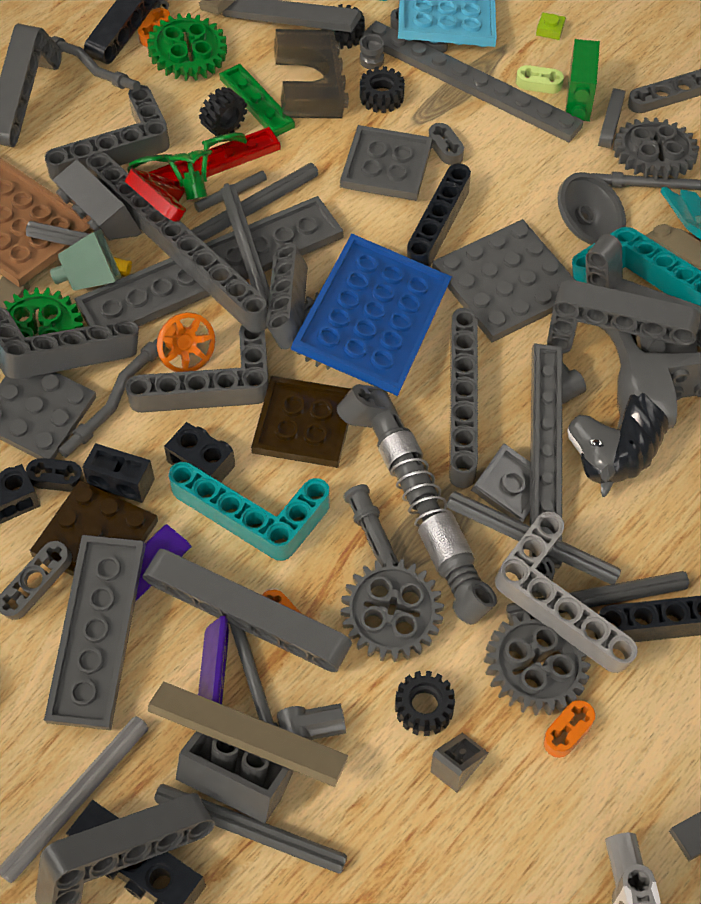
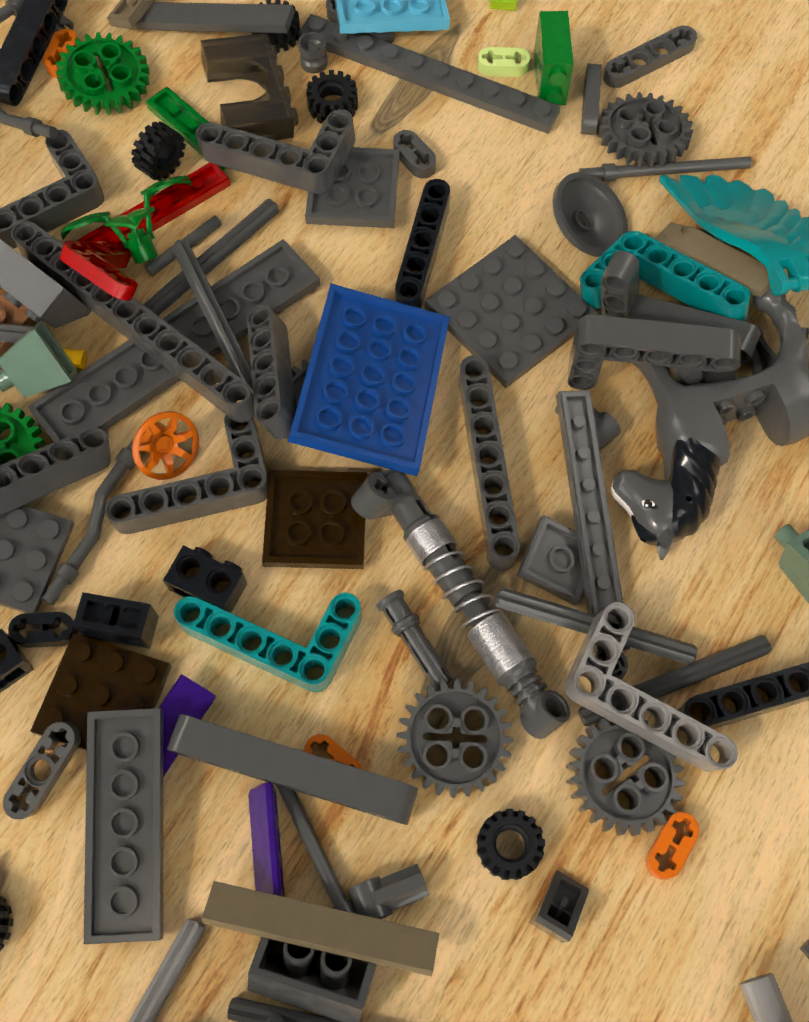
camera: 10 degrees left, 10 degrees up
(346, 141) = (281, 162): none -> dark grey beam

